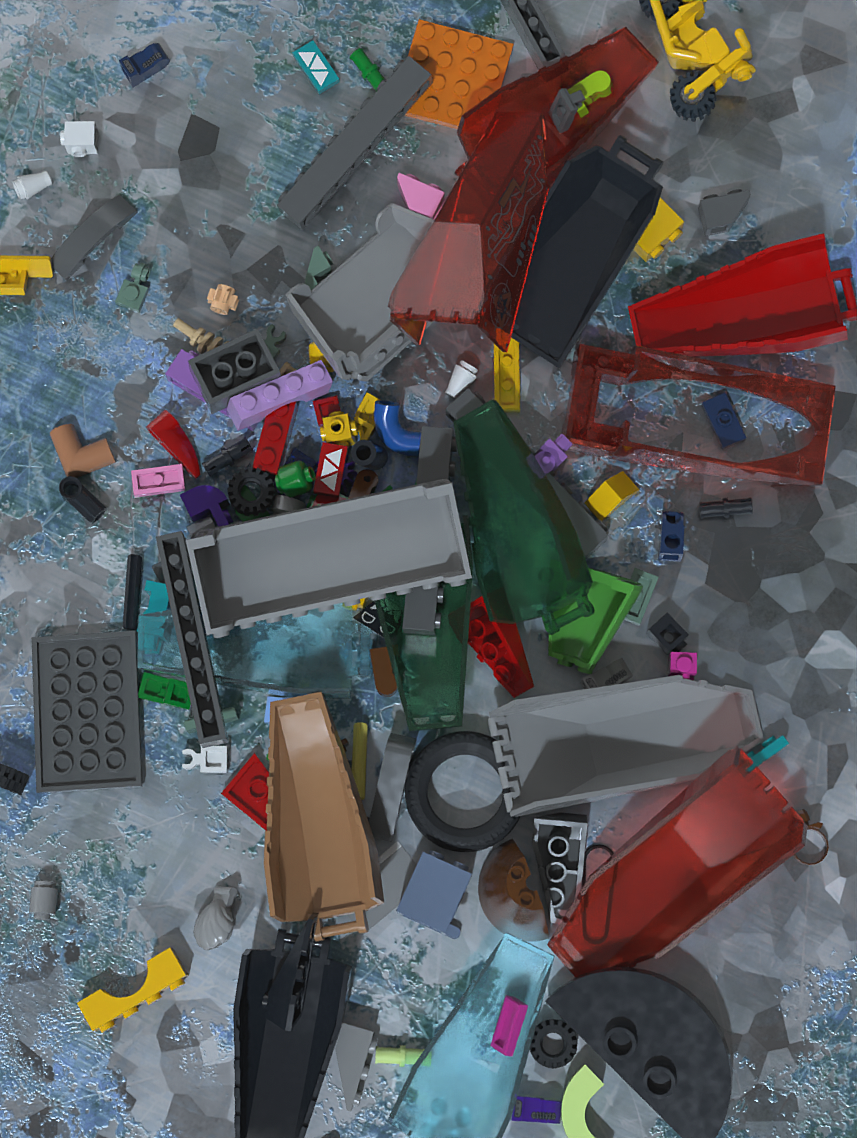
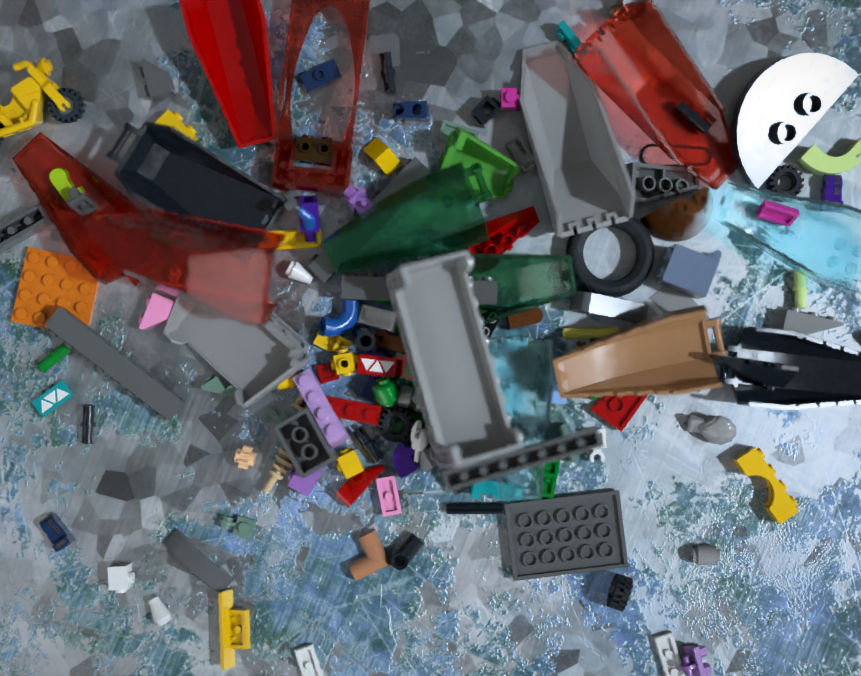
camera: 95 degrees left, 10 degrees up
(205, 432) = (349, 463): none -> yellow brick
(228, 516) = (419, 439): none -> white hand
(279, 107) = (88, 424): none -> black pin
(396, 472) = (377, 318): none -> white tile
(539, 389) = (307, 210): none -> torso
(623, 404) = (314, 150): none -> dark brown brick
(648, 916) = (692, 117): none -> black pin

